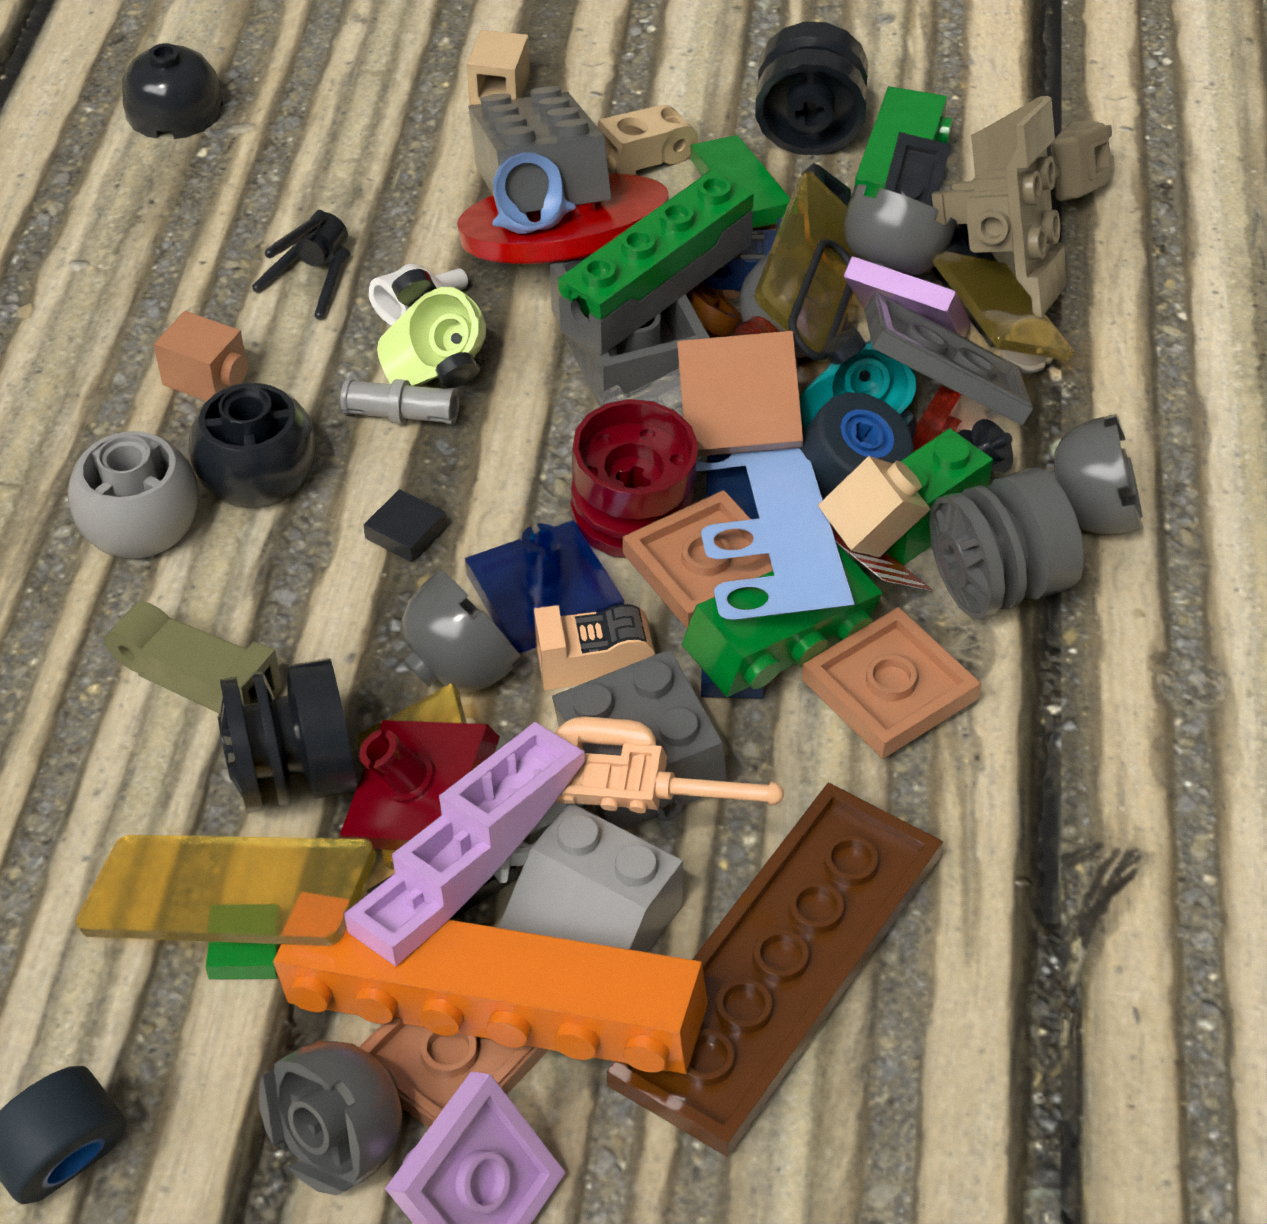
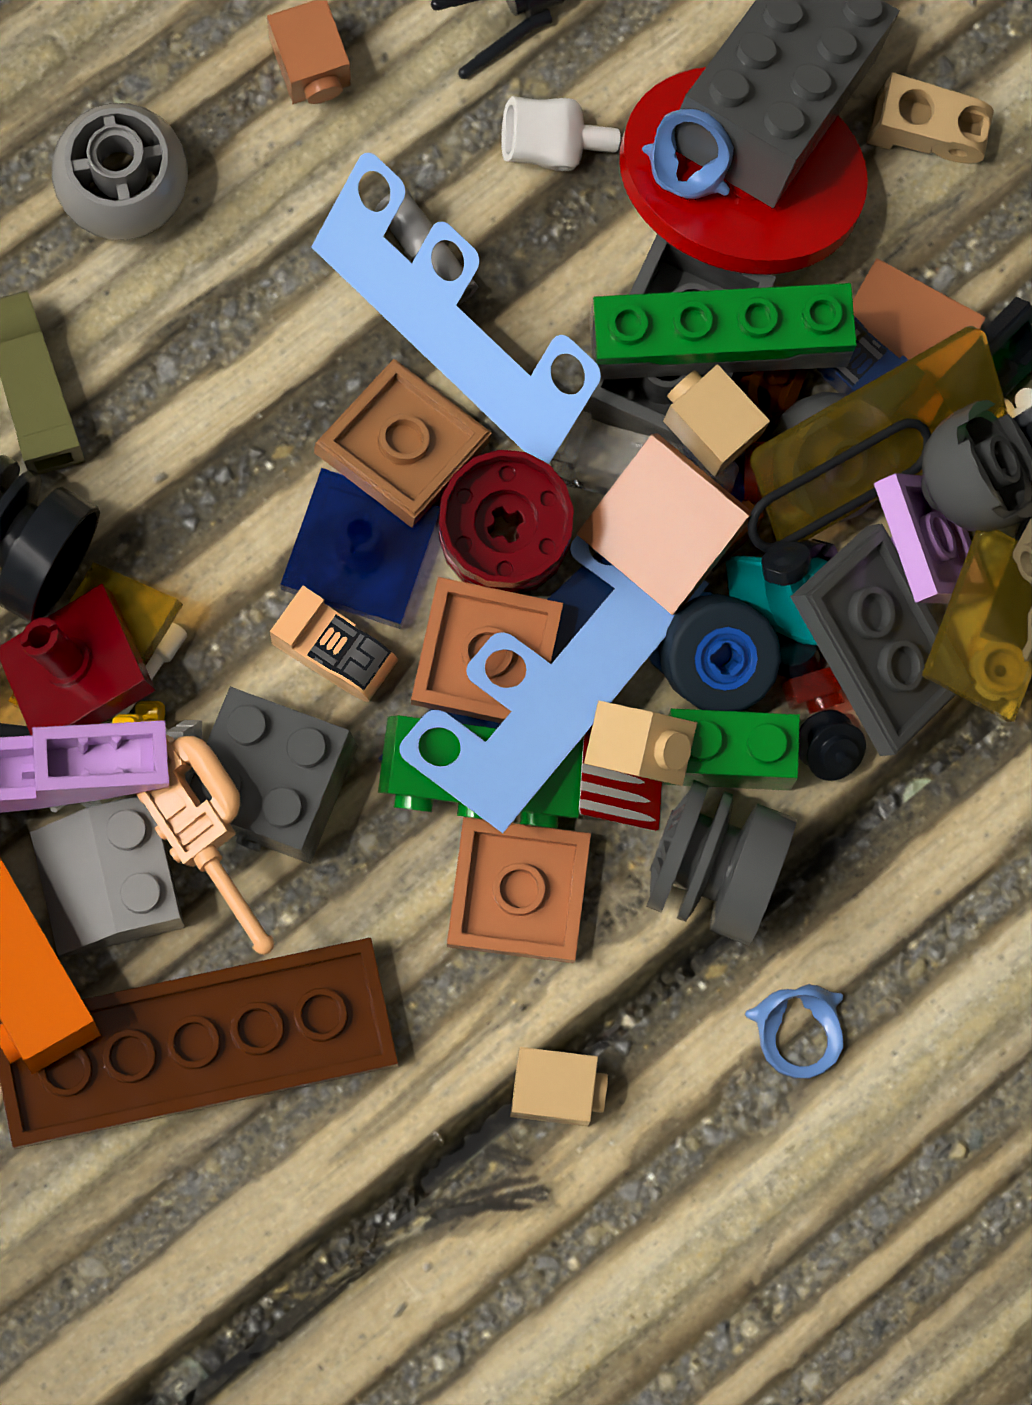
camera: 35 degrees right, 30 degrees up
(252, 445) = (266, 160): black wheel -> none
(405, 525) = (313, 385): black tile -> none
(435, 336) = (507, 212): yellowish green cap -> none
(452, 417) = (428, 316): none -> light blue piece
(454, 638) = (229, 551): dark grey cylinder -> none
(500, 501) = (402, 442): none -> medium nougat tile
(706, 301) = (714, 418): none -> tan brick
(737, 162) = (962, 250): green tile -> none
(1062, 768) = (557, 1087): none -> tan brick
(1099, 477) = (880, 865): dark grey cylinder -> none
(1166, 597) = (769, 1016): none -> medium blue piece

